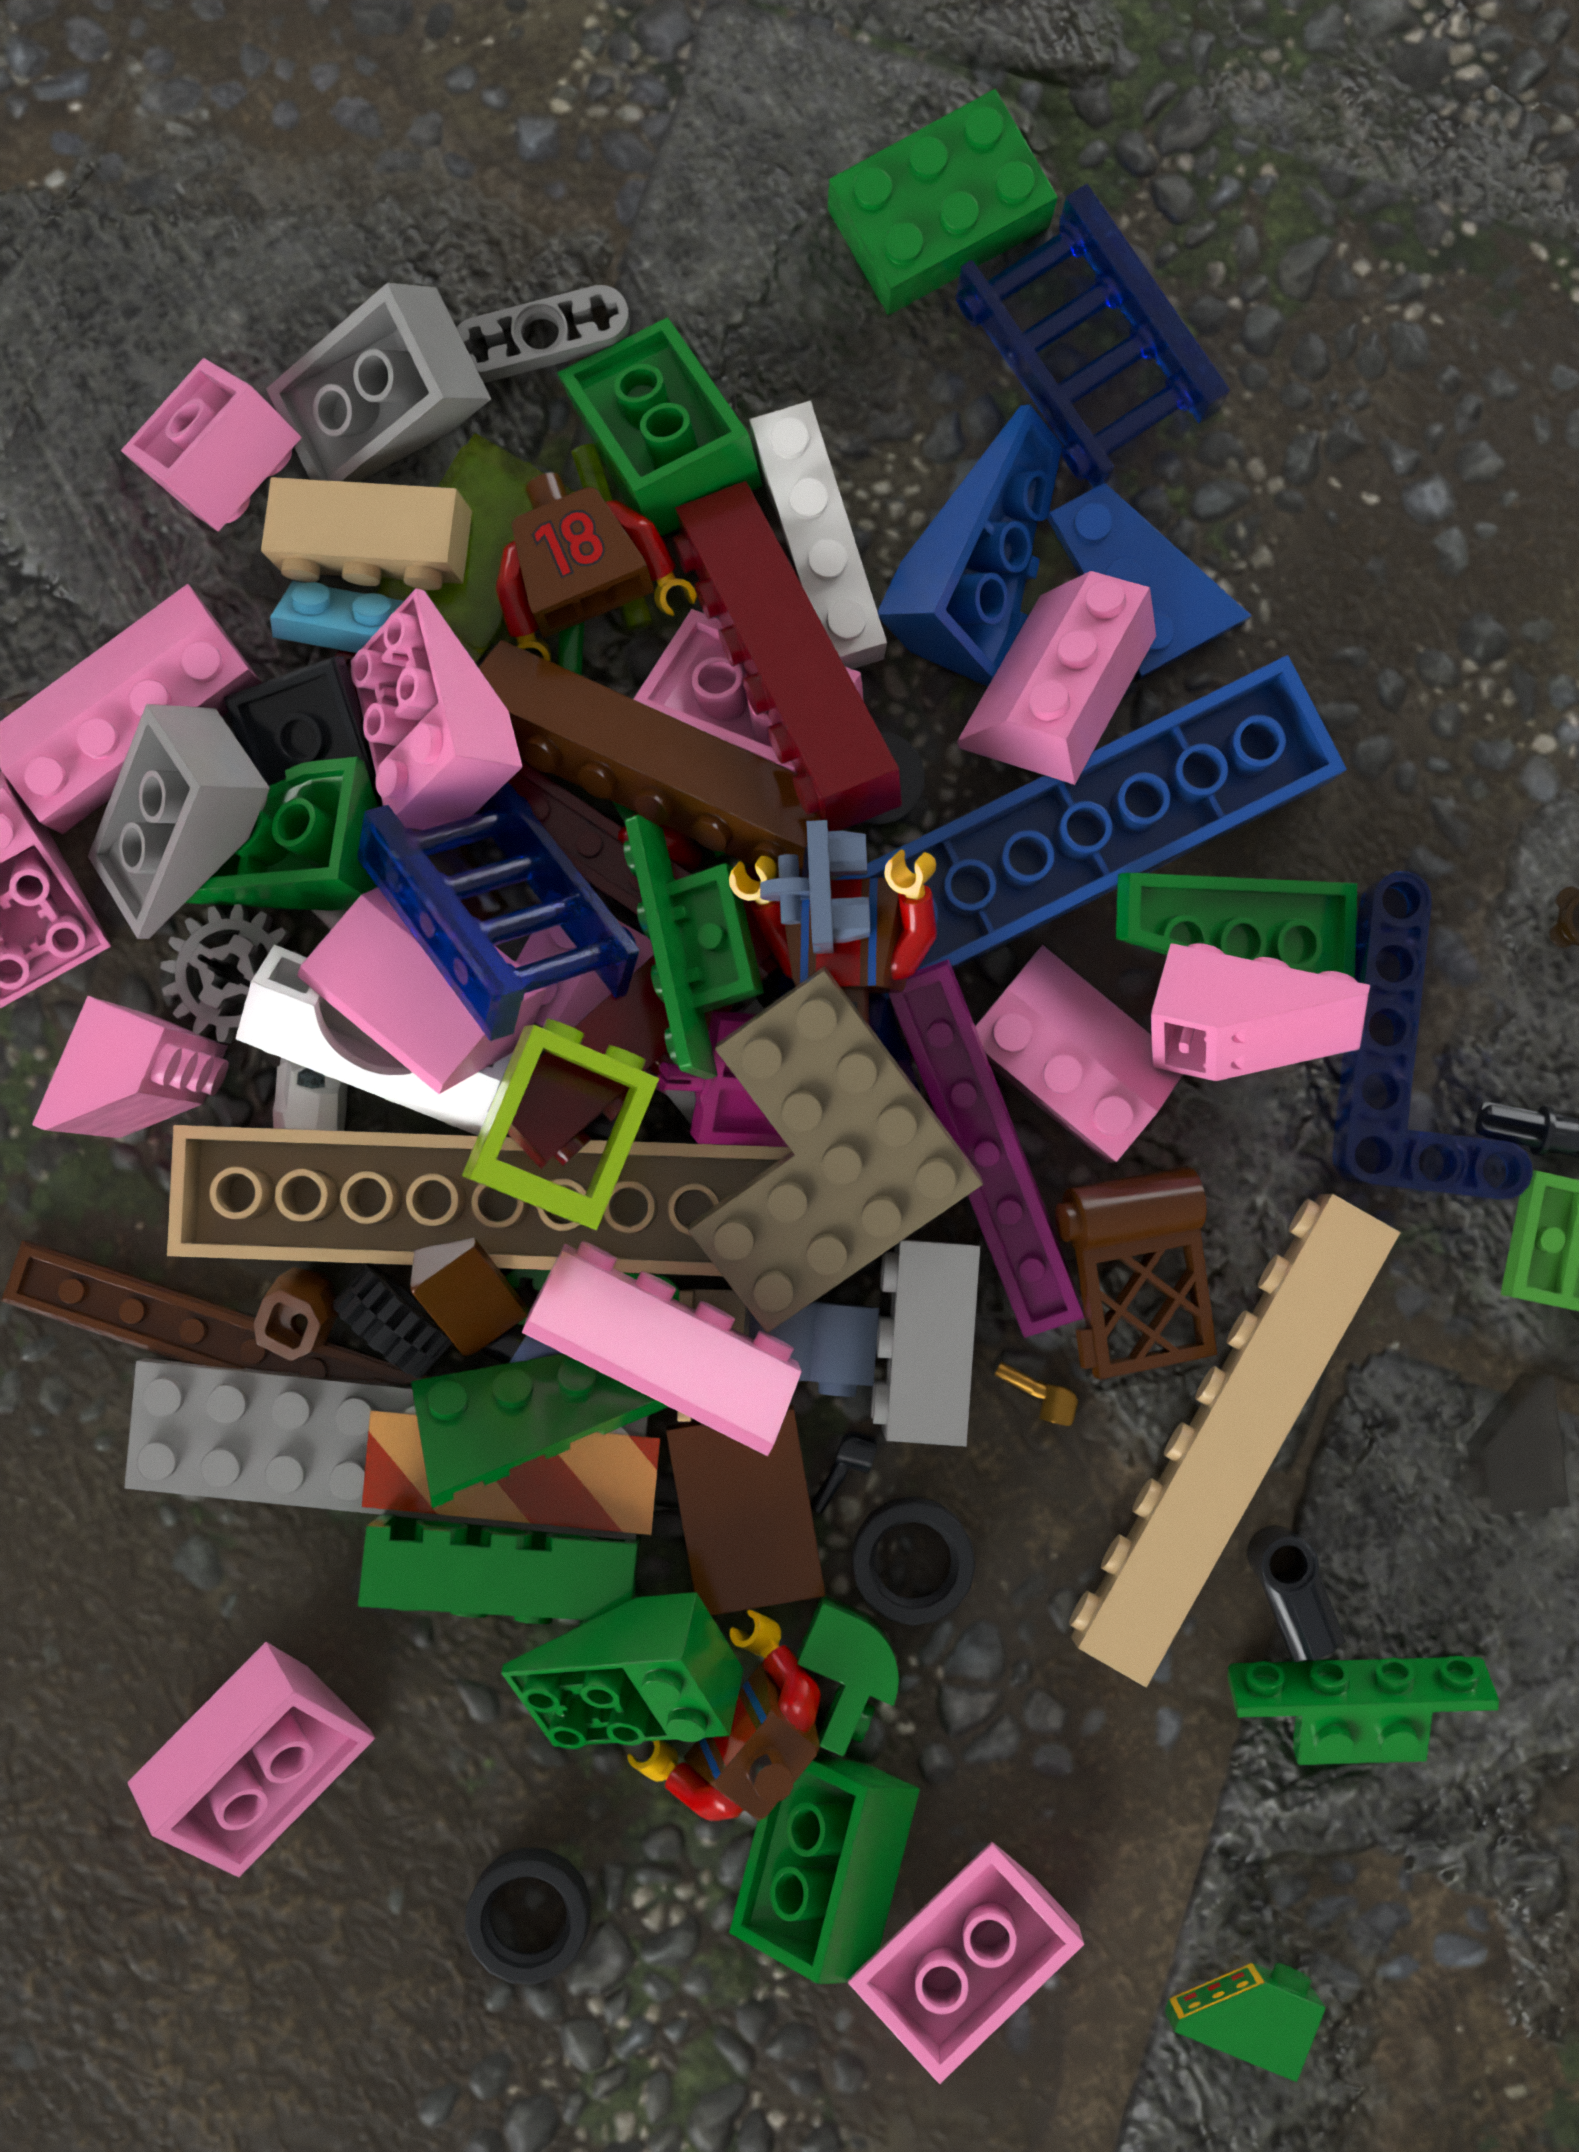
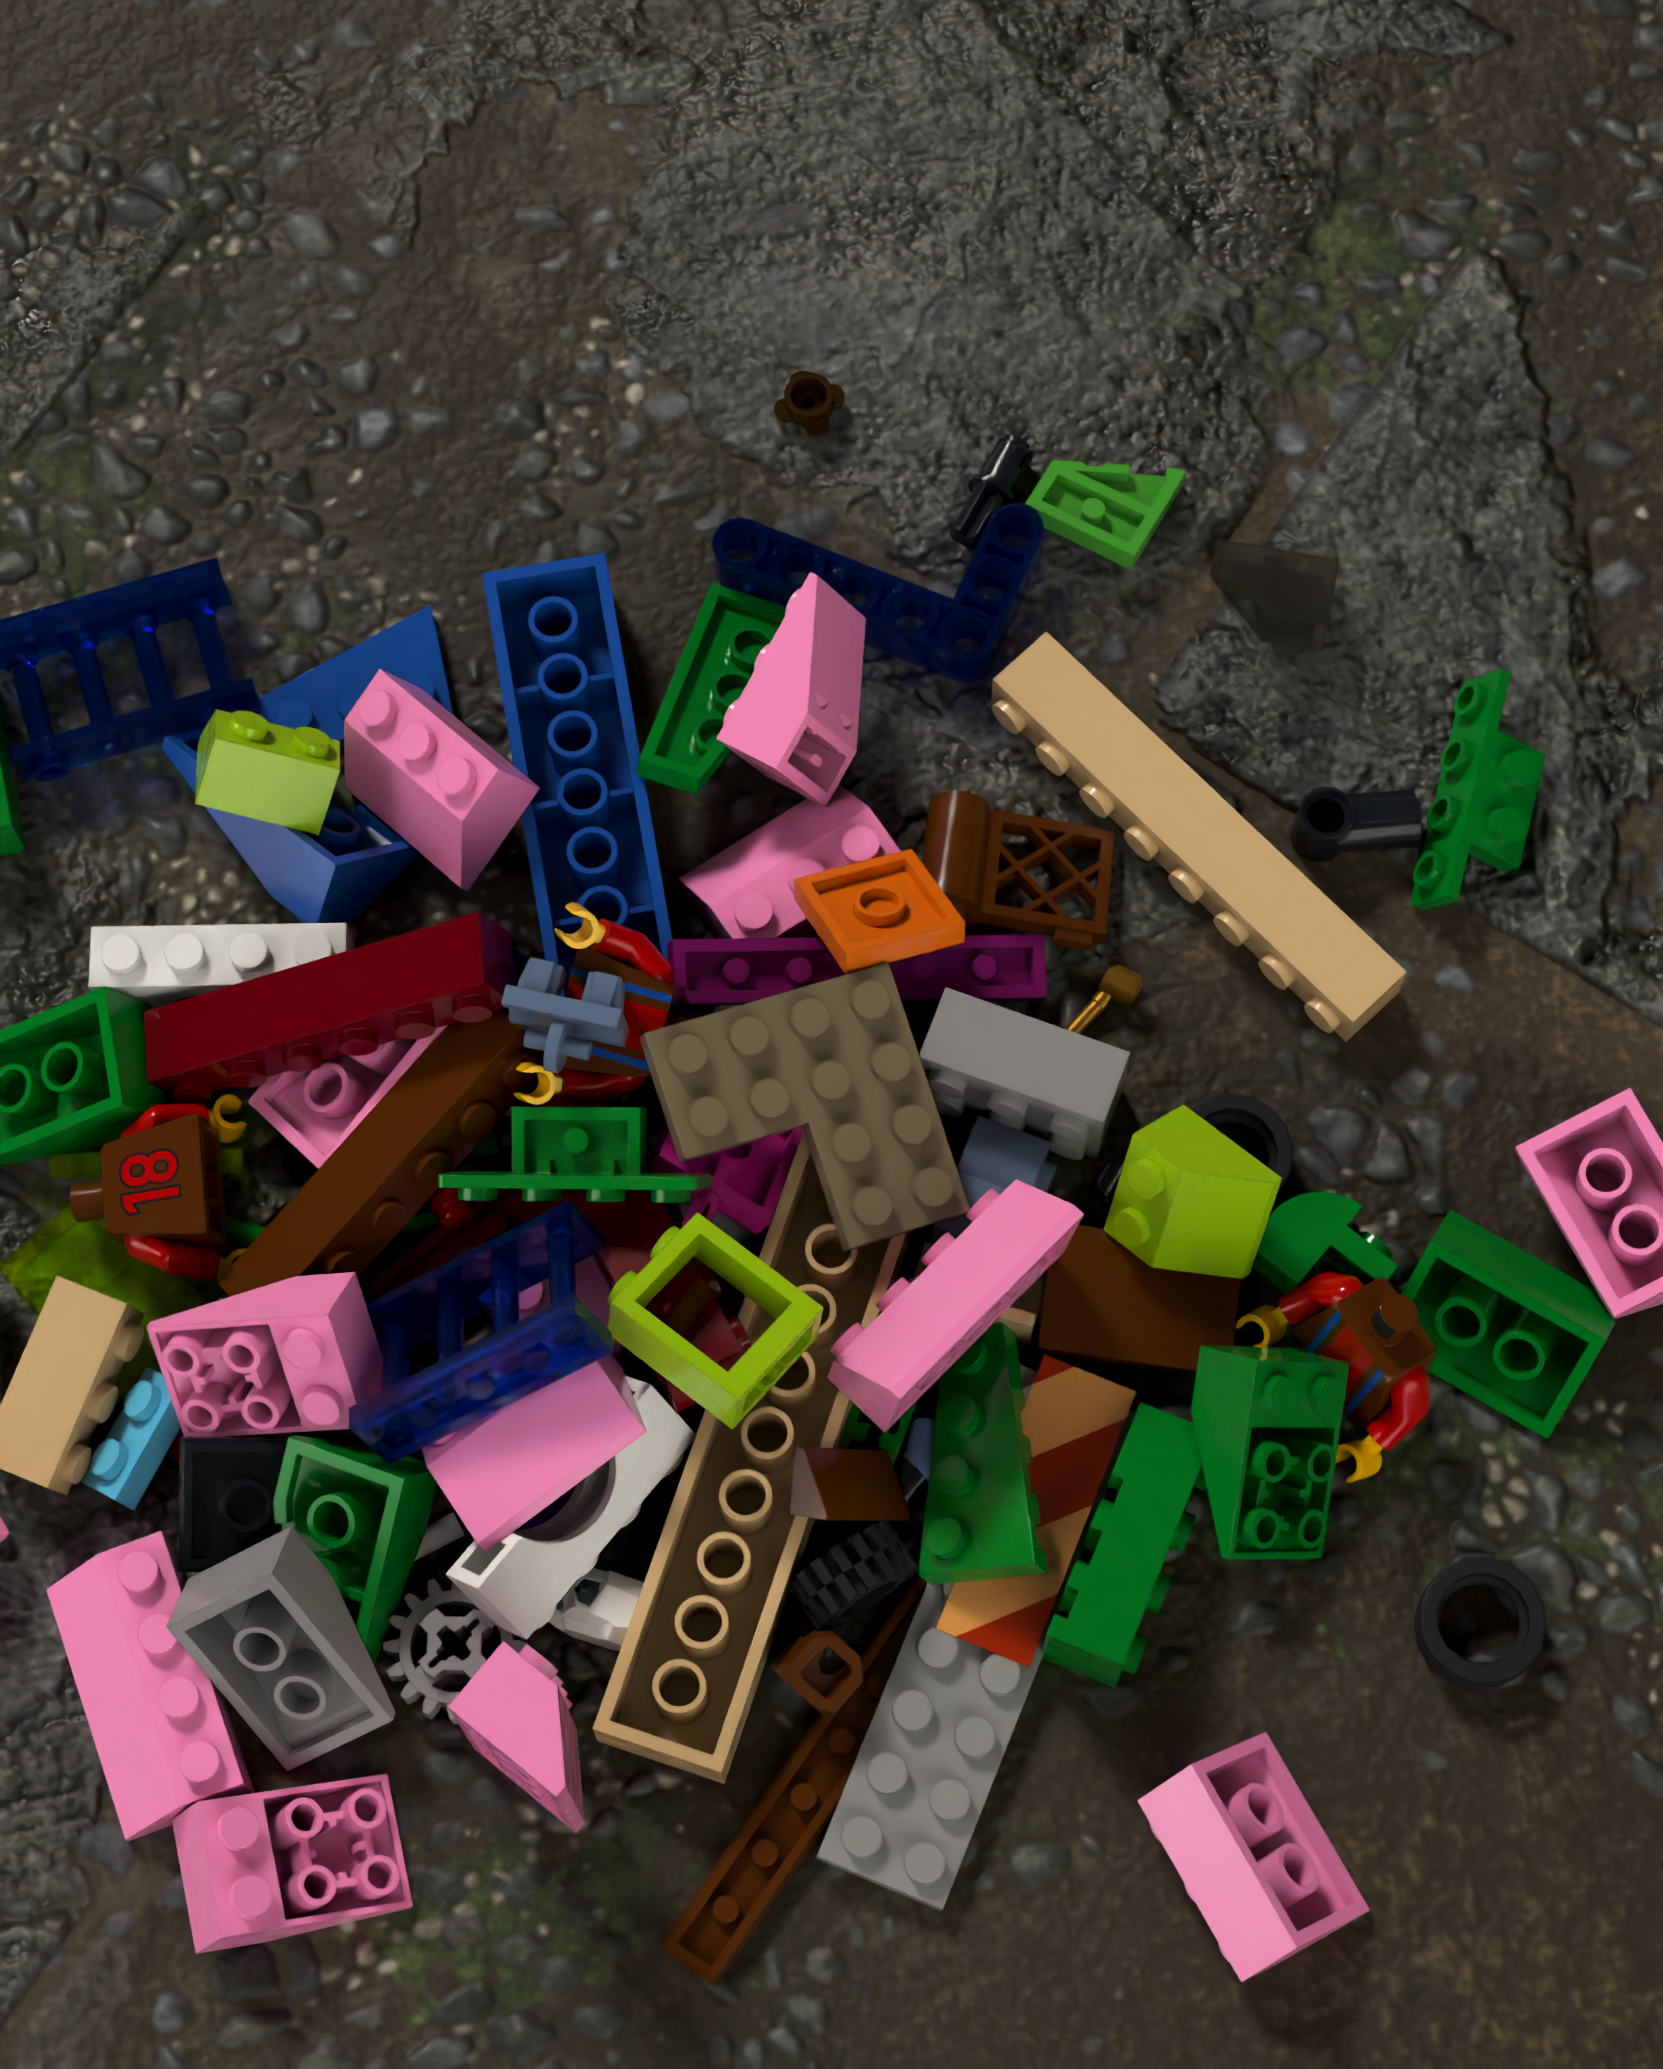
camera: 70 degrees left, 15 degrees down
(844, 1543) = (1191, 1198): none -> lime slope
(1010, 513) = (266, 770): none -> lime slope
(1041, 1157) = (879, 911): none -> orange plate

